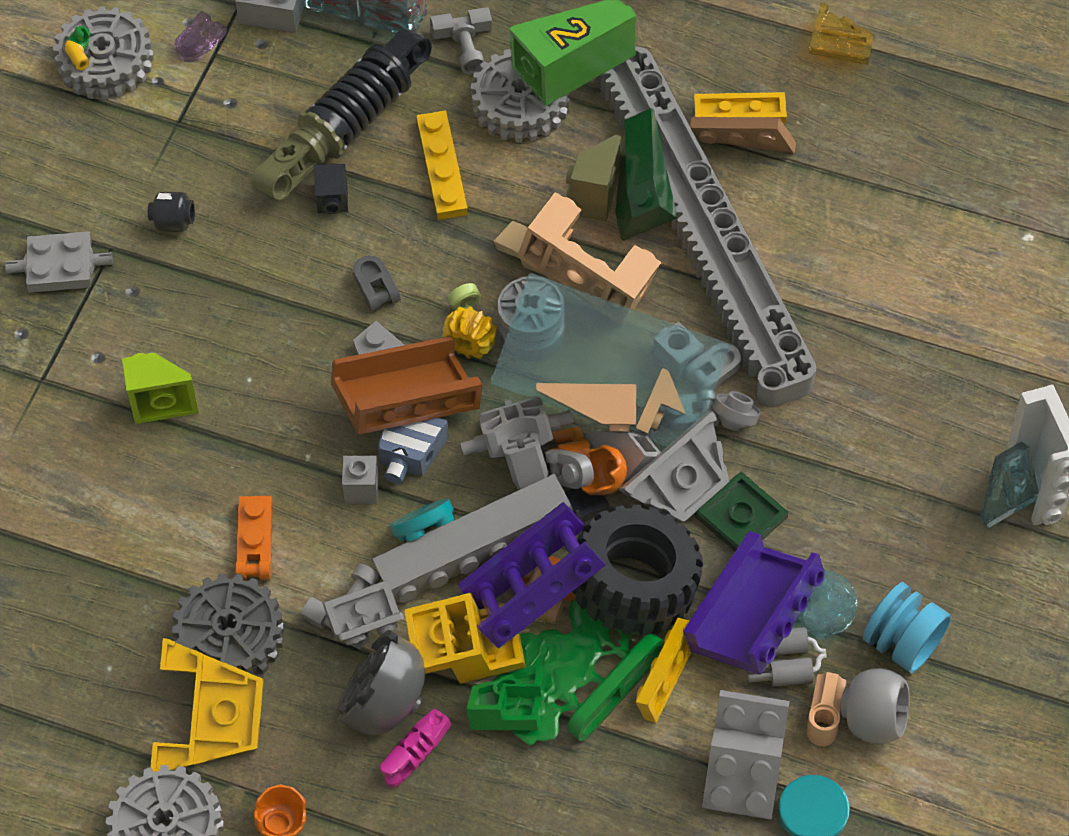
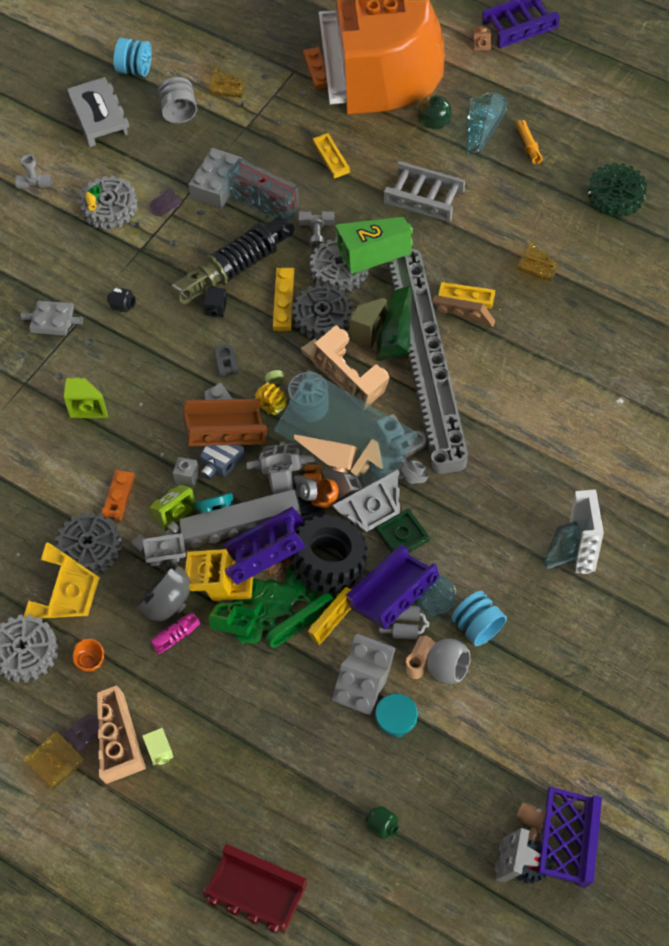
camera: 15 degrees right, 0 degrees up
(354, 539) = (173, 506): none -> lime slope
(512, 175) = (321, 310): none -> dark grey piece

